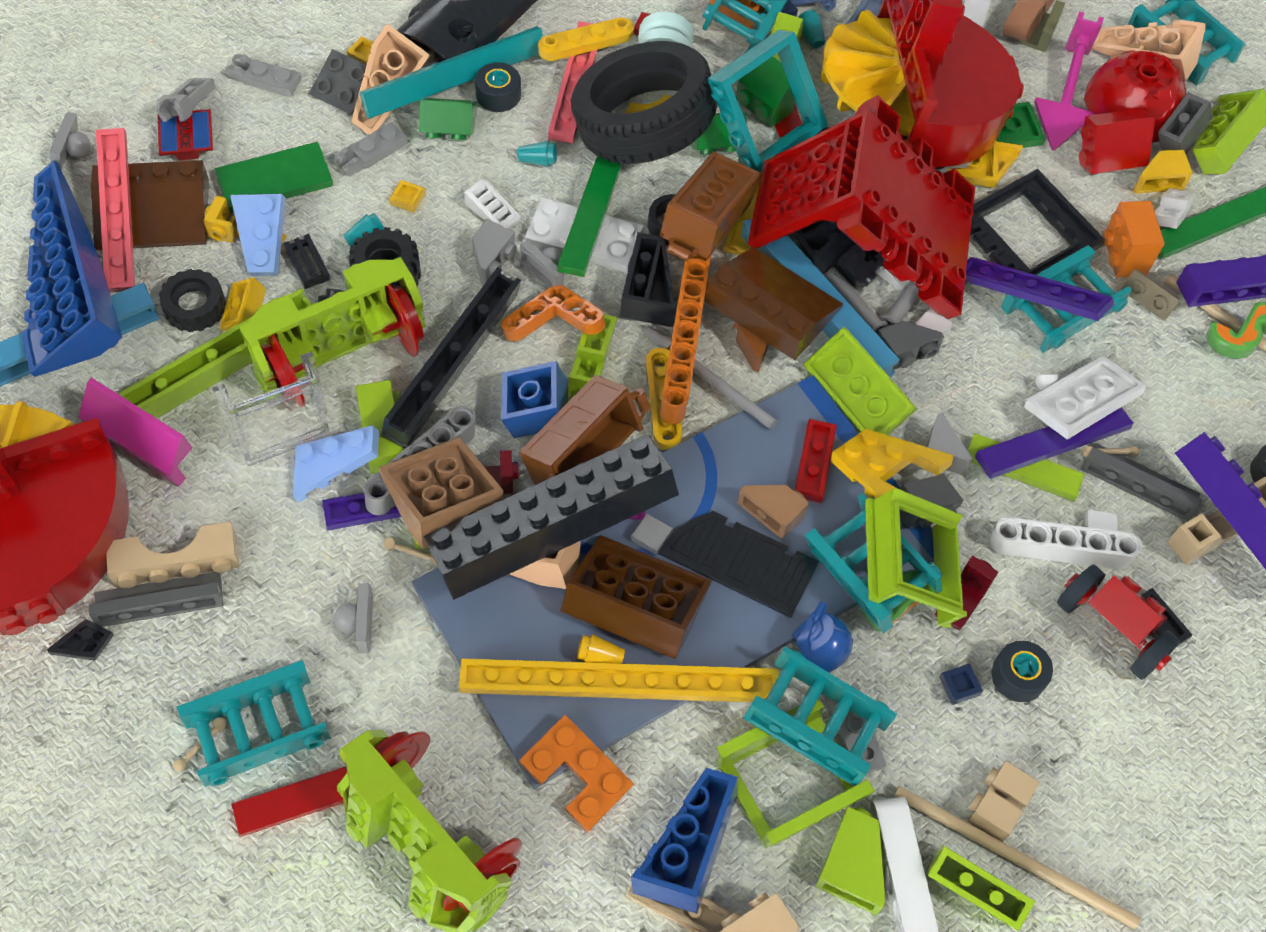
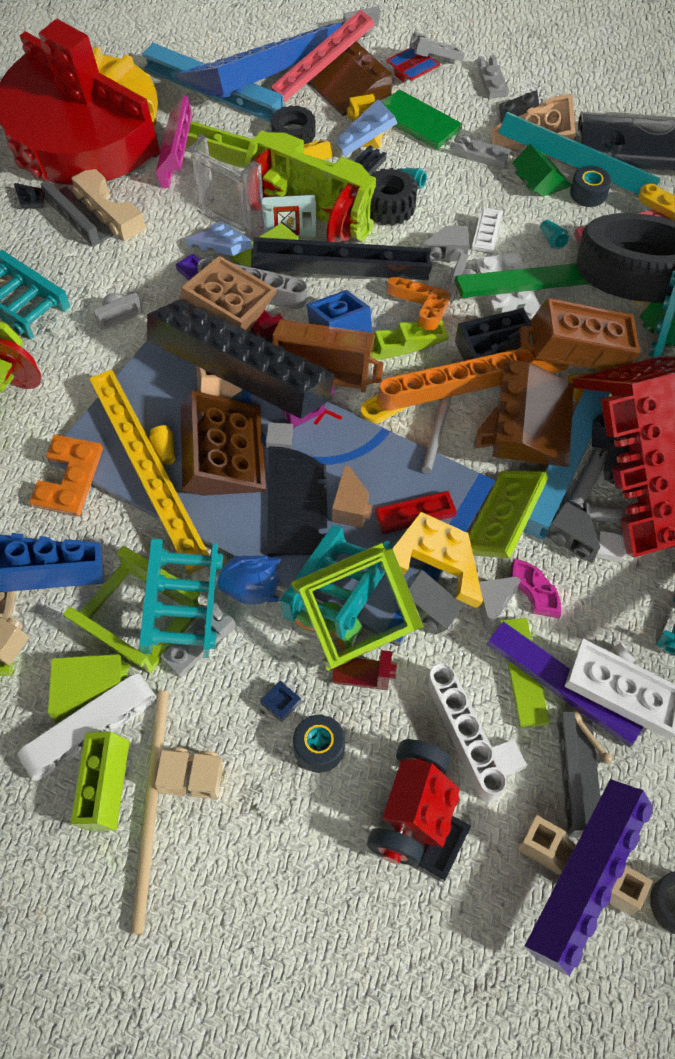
camera: 65 degrees right, 0 degrees up
(352, 369) = (289, 212): none -> light aqua container
(407, 196) = (459, 186): yellow tile -> none
(955, 407) = (538, 589): none -> dark pink tile

